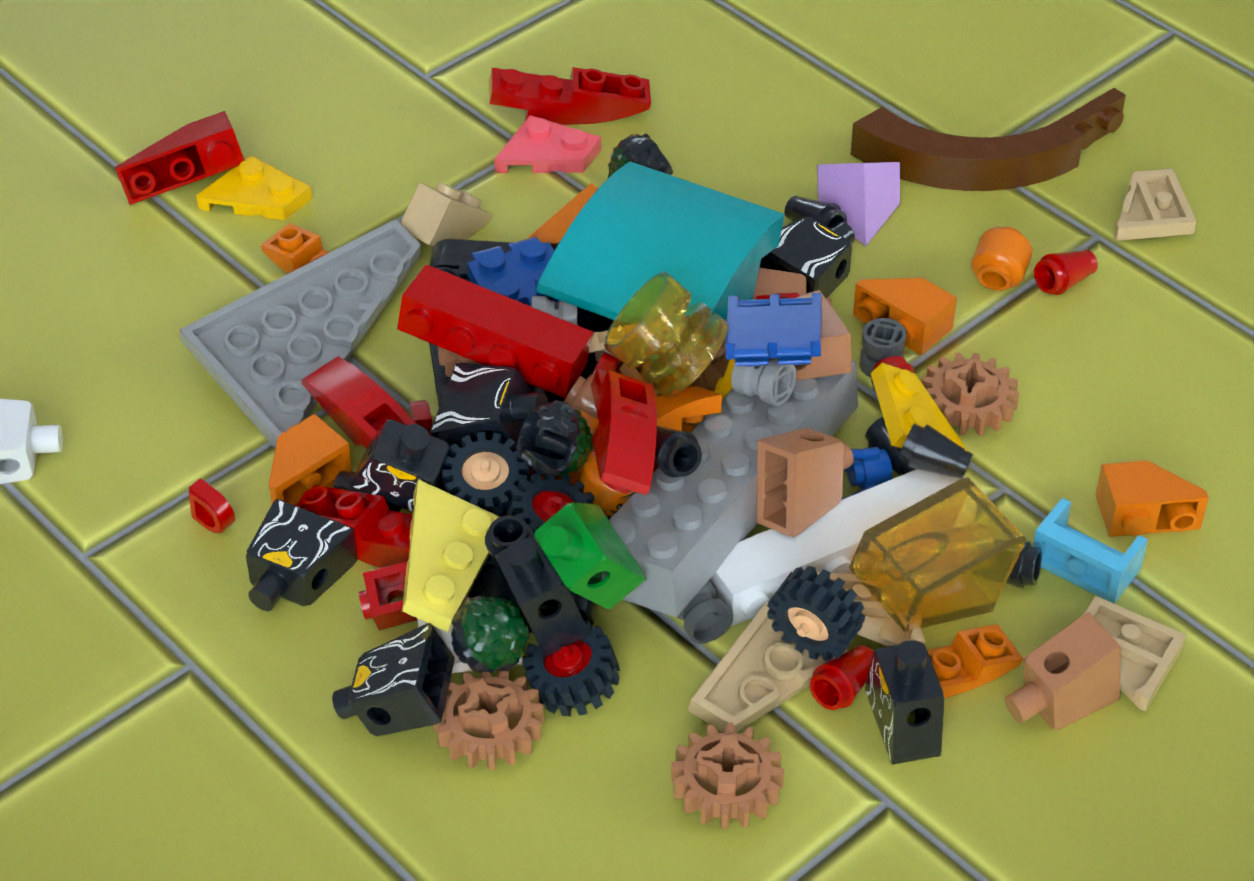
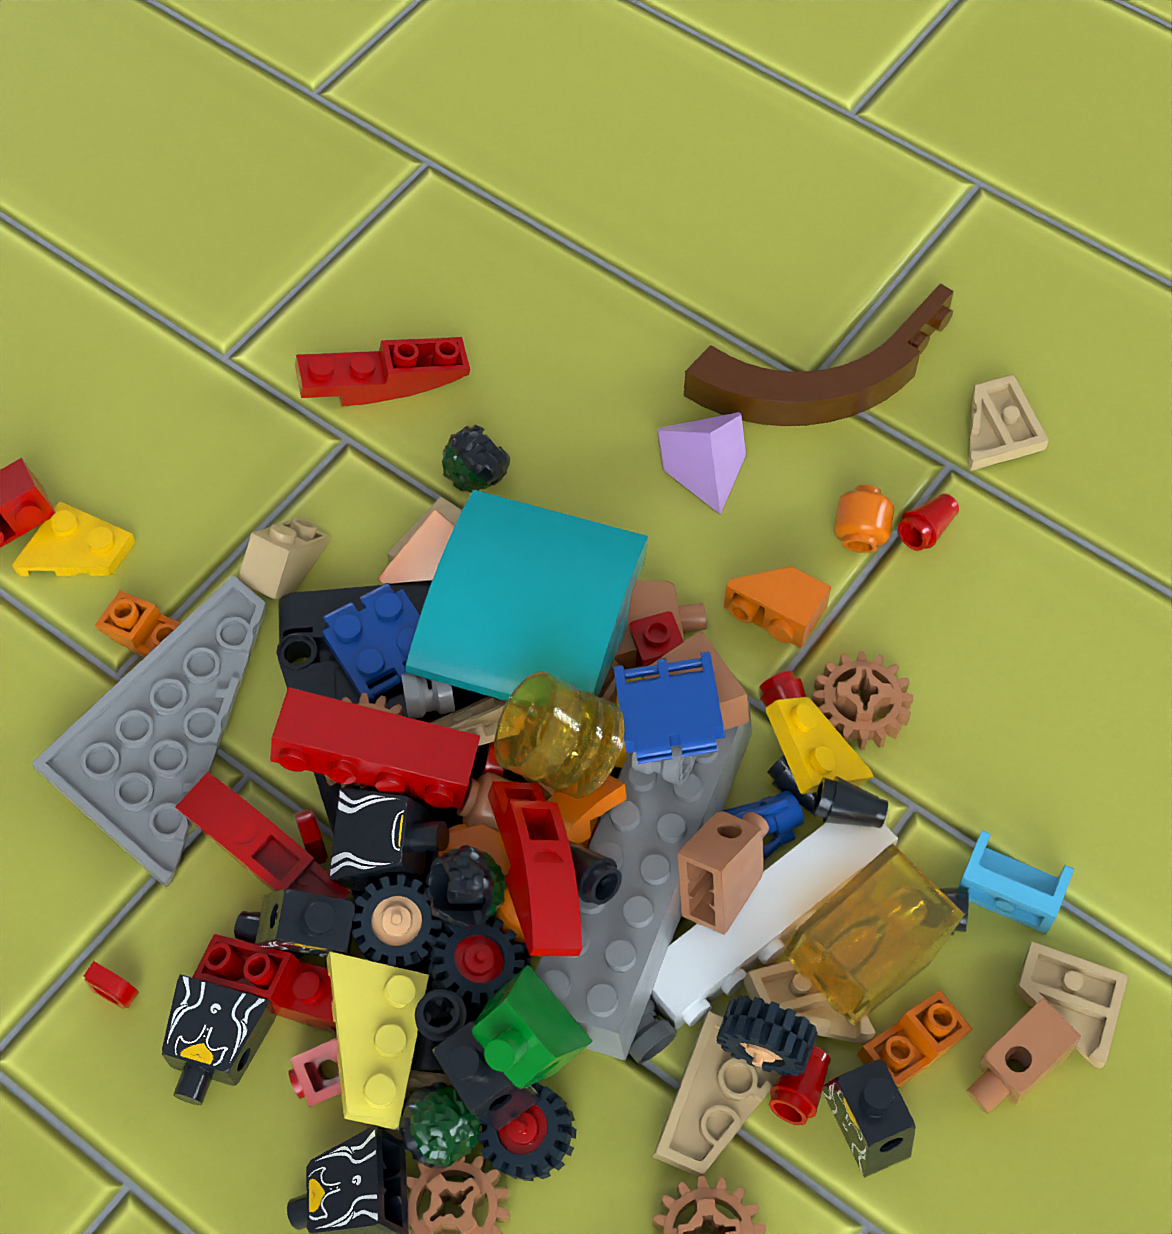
camera: 10 degrees left, 15 degrees up
(307, 457) = (198, 905): orange slope -> none
(548, 148) = (372, 439): coral wing -> none
(815, 252) = (676, 546): black torso -> none
(824, 212) = (666, 492): black cone -> none
(881, 340) = (759, 664): dark grey wheel -> none
(1147, 500) = (1059, 805): orange slope -> none

